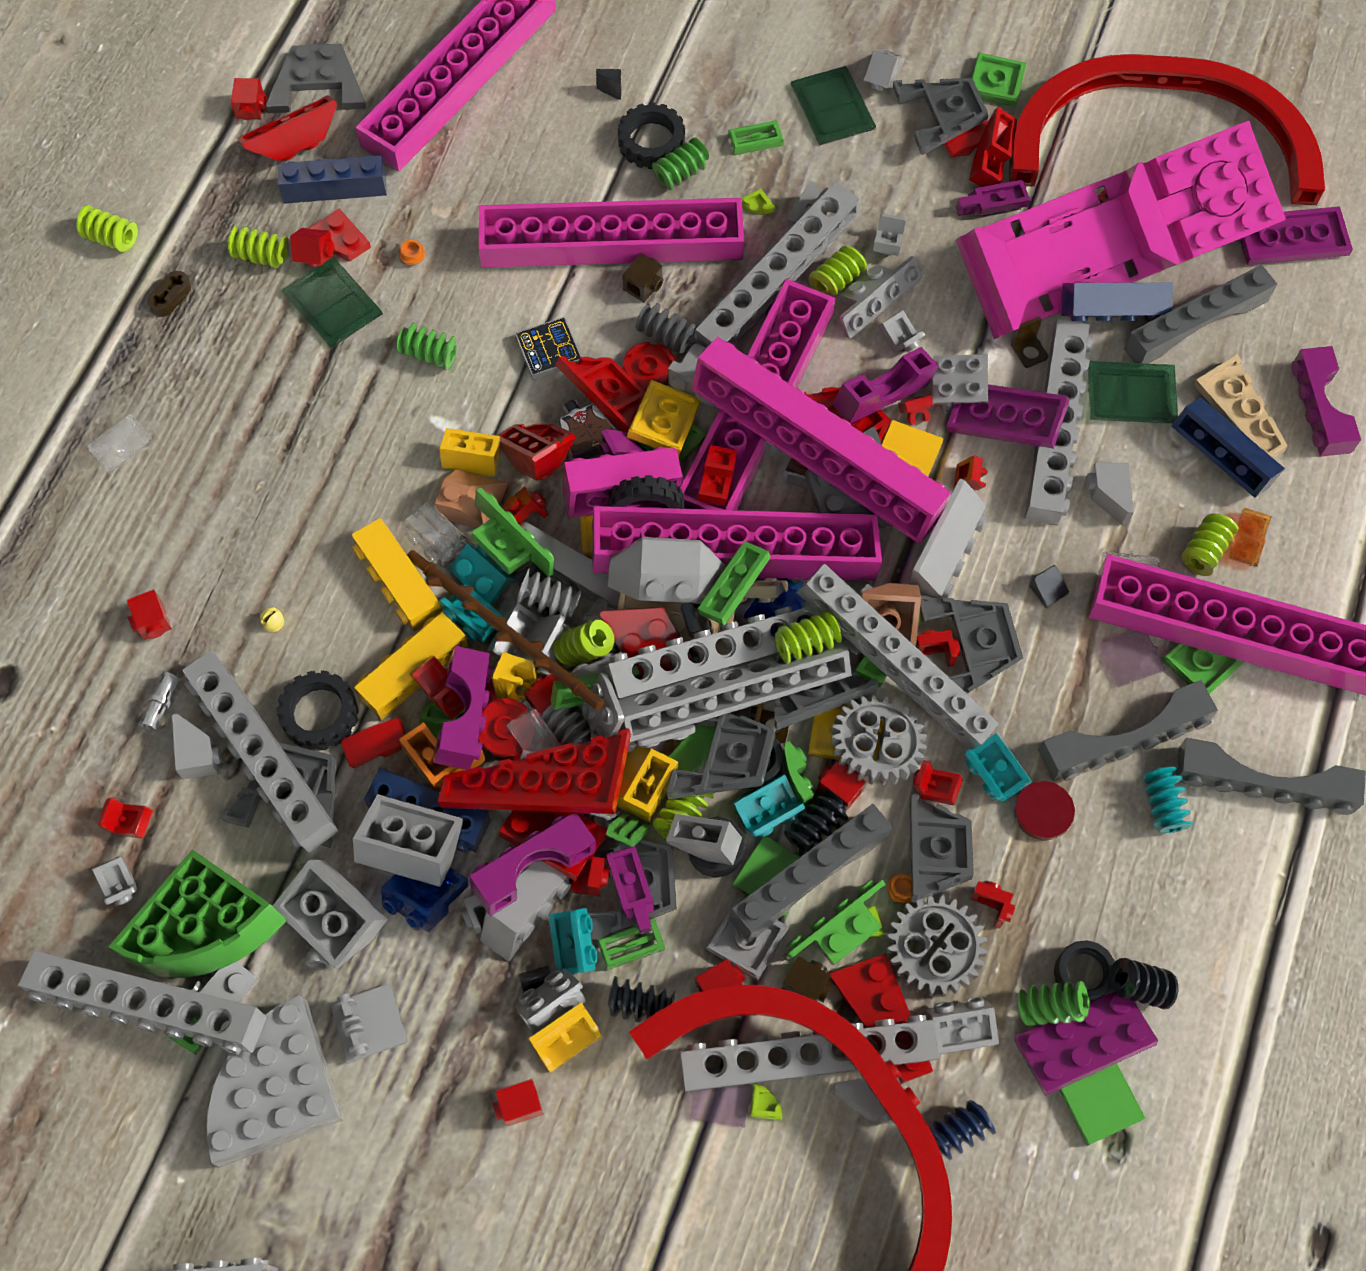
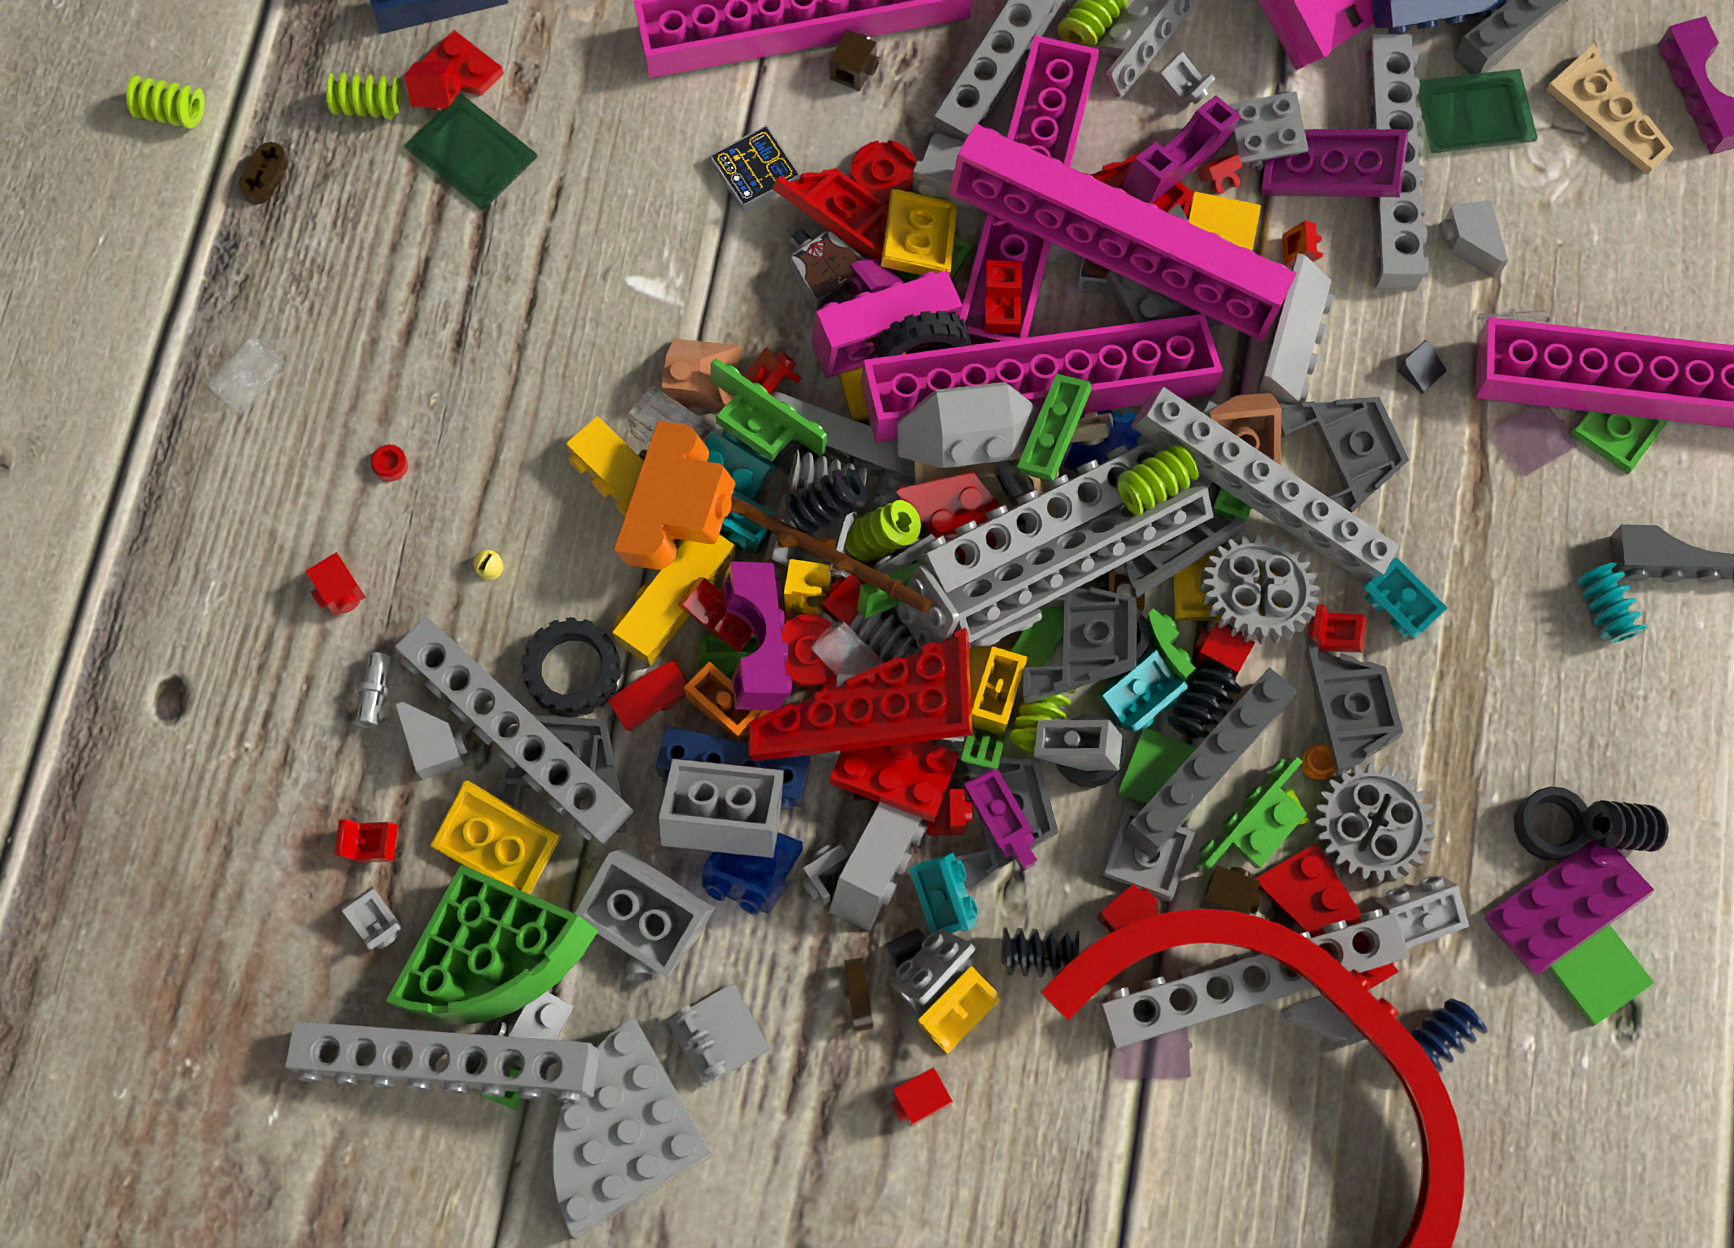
camera: 10 degrees left, 5 degrees up
(213, 528) = (389, 463): none -> red tile
(226, 835) = (495, 838): none -> yellow tile
(411, 252) = (557, 72): orange plate -> none
(423, 590) = (674, 499): none -> orange brick
(427, 346) = (605, 189): bright green piece -> none
(470, 451) = (688, 315): yellow hinge -> none
(487, 1010) = (858, 994): none -> dark brown beam
(536, 448) = (769, 297): red wedge -> none
(541, 610) = (826, 501): none -> black piece
(564, 842) = (915, 779): magenta arch -> none
(610, 964) = (984, 901): bright green tile -> none
(665, 328) = (895, 120): dark grey piece -> none
(764, 1104) = (1209, 1046): lime tile -> none
(937, 642) = (1308, 456): red bracket -> none
(993, 896) = (1428, 753): red bracket -> none
(1027, 337) = (1337, 63): dark brown bracket -> none
(1044, 810) = (1468, 640): dark red tile -> none
(1054, 1005) = (1527, 870): bright green piece -> none
(1073, 751) = (1492, 562): dark grey arch -> none
(1209, 543) = (1602, 284): lime piece -> none
(1227, 447) = (1603, 161): dark blue brick -> none
(1249, 540) = (1647, 267): clear orange slope -> none

